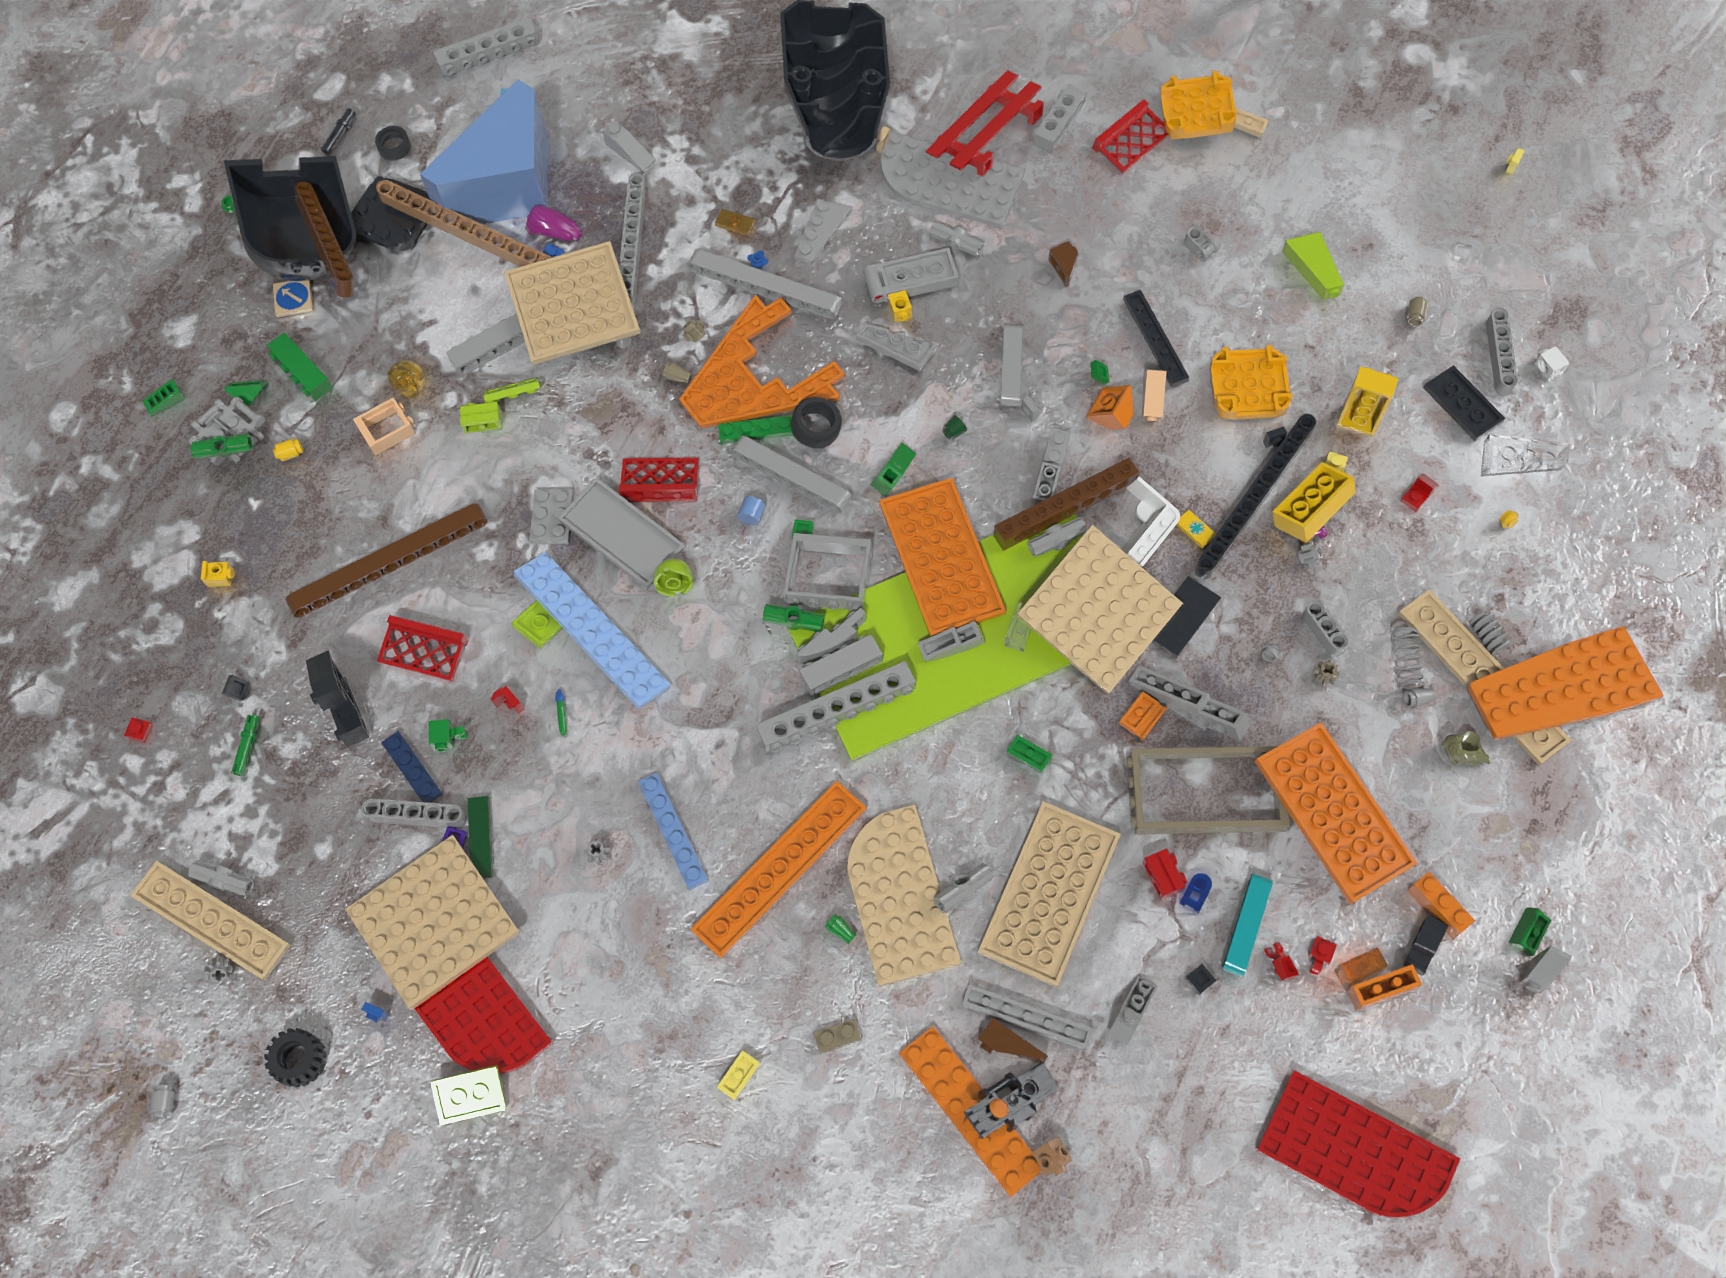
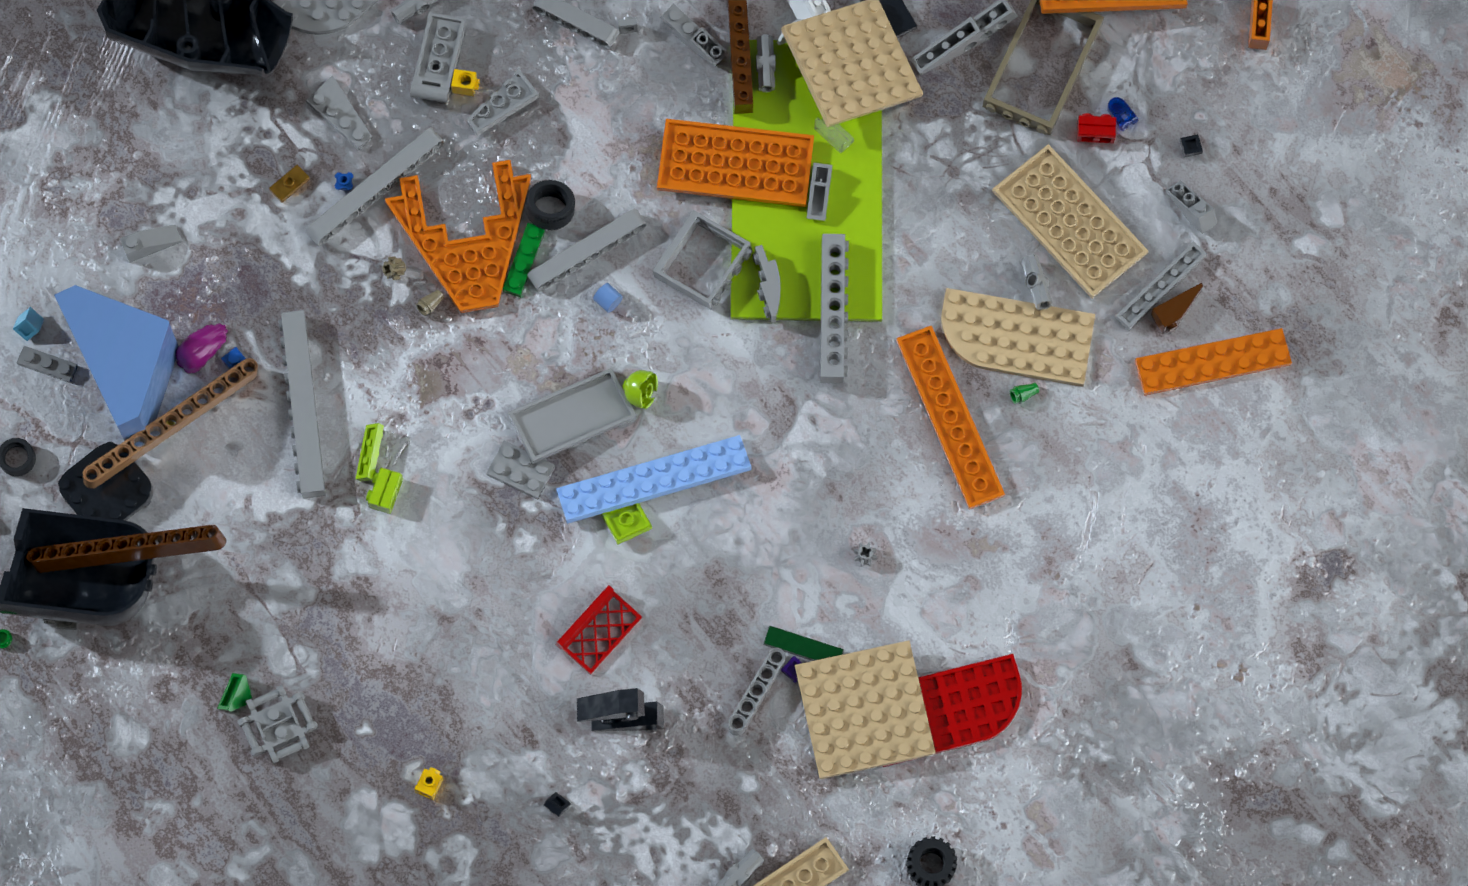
camera: 70 degrees left, 5 degrees up
(170, 400) = (202, 758): green slope -> none
(211, 447) = (308, 716): green piece -> none
(247, 736) = (617, 814): green pin -> none
(288, 449) = (327, 676): yellow brick -> none
(292, 298) = (152, 618): tile -> none
(299, 366) = (238, 635): green brick -> none
(374, 1013) = (921, 787): blue plate -> none
(379, 413) = (353, 598): light nougat window -> none
(386, 560) = (493, 628): reddish brown beam -> none
(407, 377) = (309, 539): clear yellow cylinder -> none
(411, 768) = (710, 681): dark blue plate -> none
(443, 734) = (694, 641): green brick -> none
(468, 1094) = (1027, 734): plate -> none
(505, 696) = (689, 571): red bracket -> none
(559, 698) = (720, 536): green piece -> none
(571, 302) = (312, 358): tan plate -> none
(632, 240) = (275, 285): light grey beam -> none
(659, 491) = (547, 366): red fence -> none
(673, 831) = (874, 488): medium blue plate -> none
(738, 1075) = (1107, 521): light yellow plate -> none
(781, 615) = (727, 315): green piece -> none
(803, 527) = (647, 264): green plate -> none
(837, 1036) = (1109, 434): dark tan plate -> none
(841, 665) = (797, 288): light grey brick -> none
(893, 469) = (630, 163): green slope -> none
(954, 428) = (613, 95): dark green hat -> none
(1015, 1107) = (1231, 327): piece -> none
(1029, 754) = (946, 180): green plate -> none
(1052, 1157) = (1277, 317): medium nougat brick -> none
(1142, 716) = (956, 78): orange plate -> none
(1247, 925) = (1165, 89): teal beam -> none
(1283, 964) = (1209, 81): red plate -> none
(1322, 953) = (1212, 49): red plate -> none
(1355, 1151) = (1367, 106): red plate -> none
(1361, 968) = (1237, 27): clear orange brick -> none

